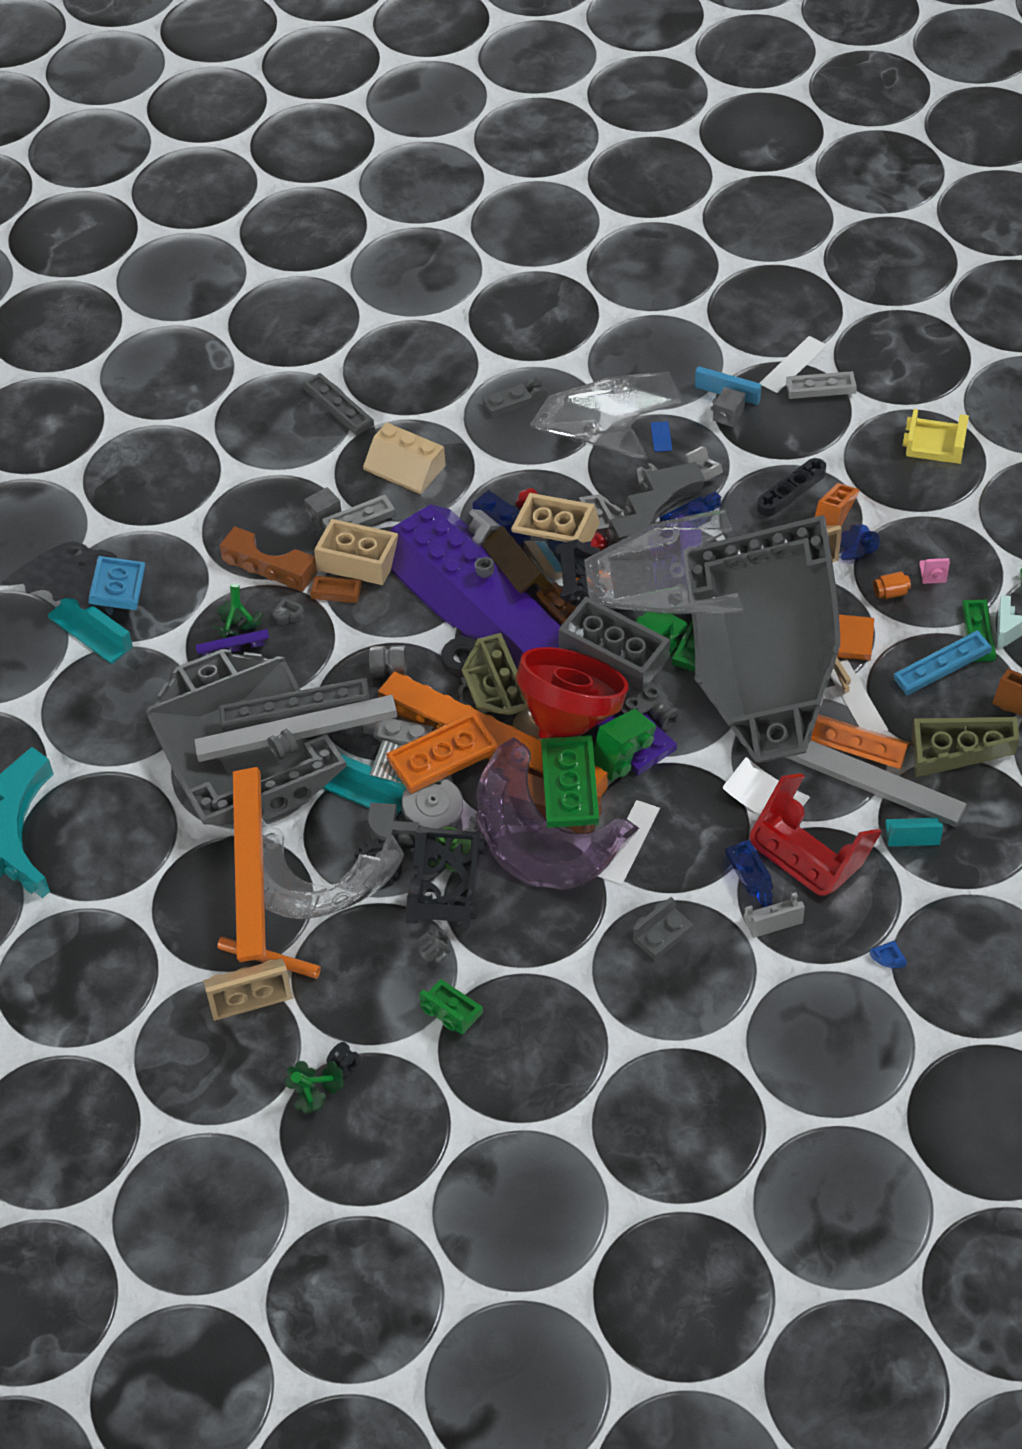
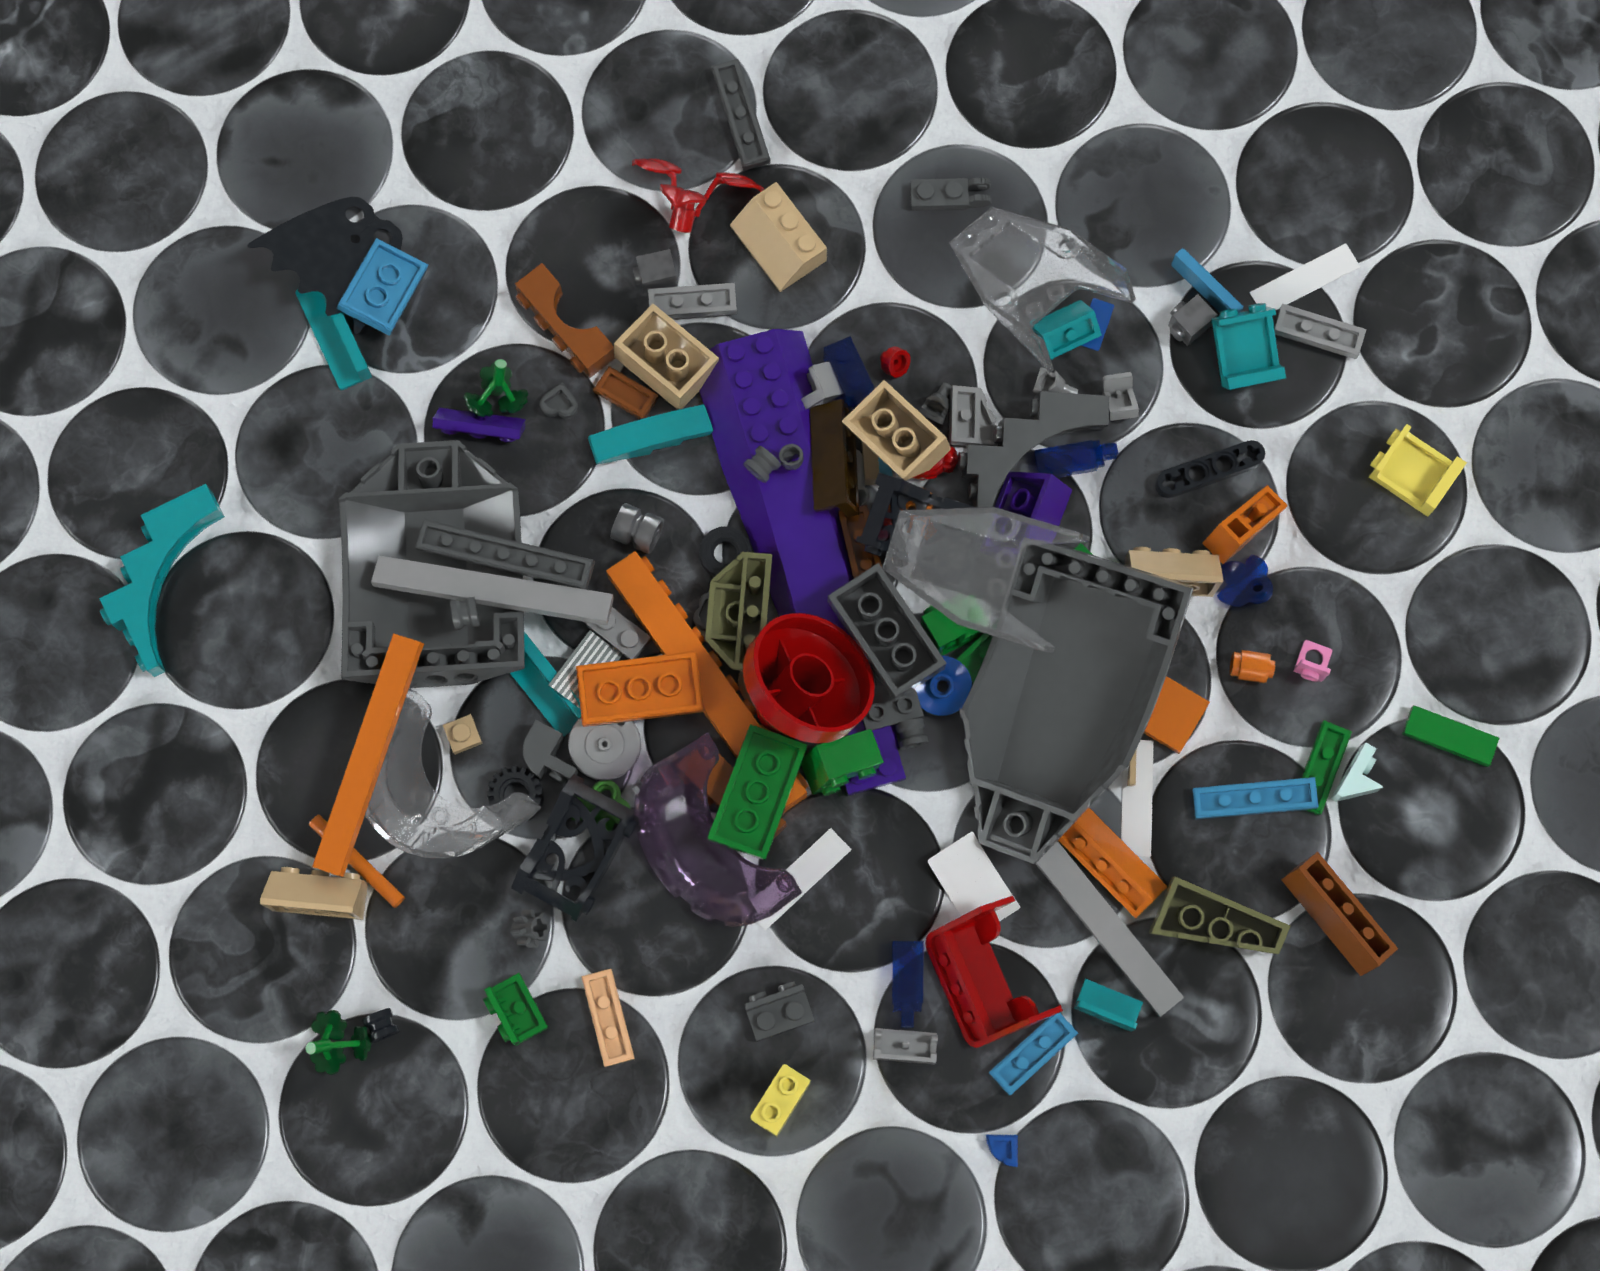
camera: 20 degrees right, 25 degrees up
(314, 843) = (462, 734): none -> tan plate
(326, 466) = (684, 200): none -> red plant
(364, 604) = (649, 434): none -> teal slope
(465, 577) = (762, 464): none -> dark grey wheel
(528, 987) = (608, 1017): none -> light nougat tile
(651, 438) = (1068, 328): none -> teal panel
(679, 668) = (951, 700): none -> blue dish
(697, 976) = (780, 1100): none -> light yellow panel
(775, 405) = (1247, 347): none -> teal panel
(874, 884) = (1033, 1053): none -> dark azure tile

